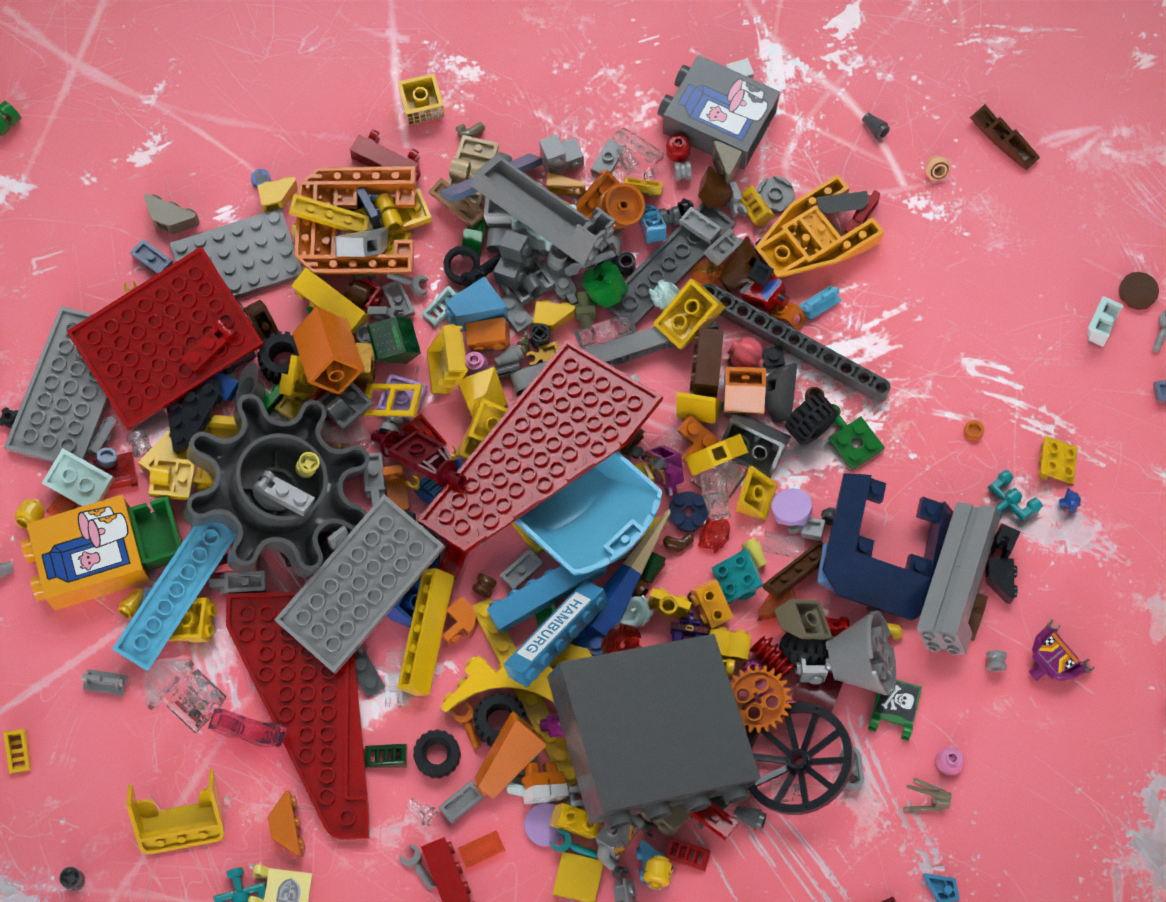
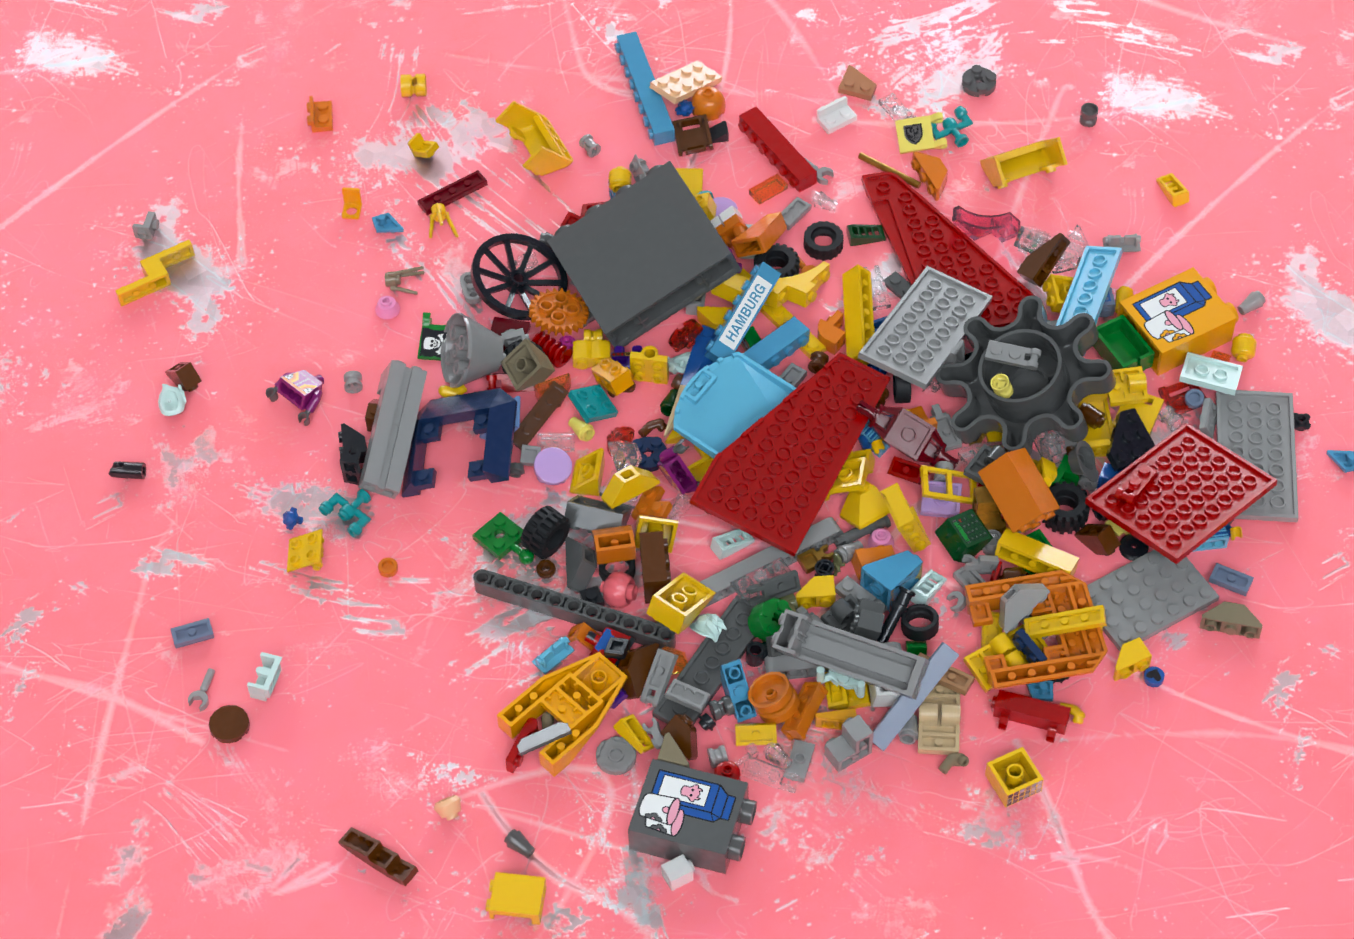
camera: 170 degrees right, 15 degrees down
(211, 655) = (1042, 261): none -> reddish brown slope
(332, 848) = (886, 168): none -> pearl gold bar
(344, 157) = (1078, 714): none -> yellow arm
(595, 314) = (775, 587): none -> dark grey hinge
(879, 887) = (439, 215): none -> yellow plant
(885, 74) = (517, 896): none -> yellow panel

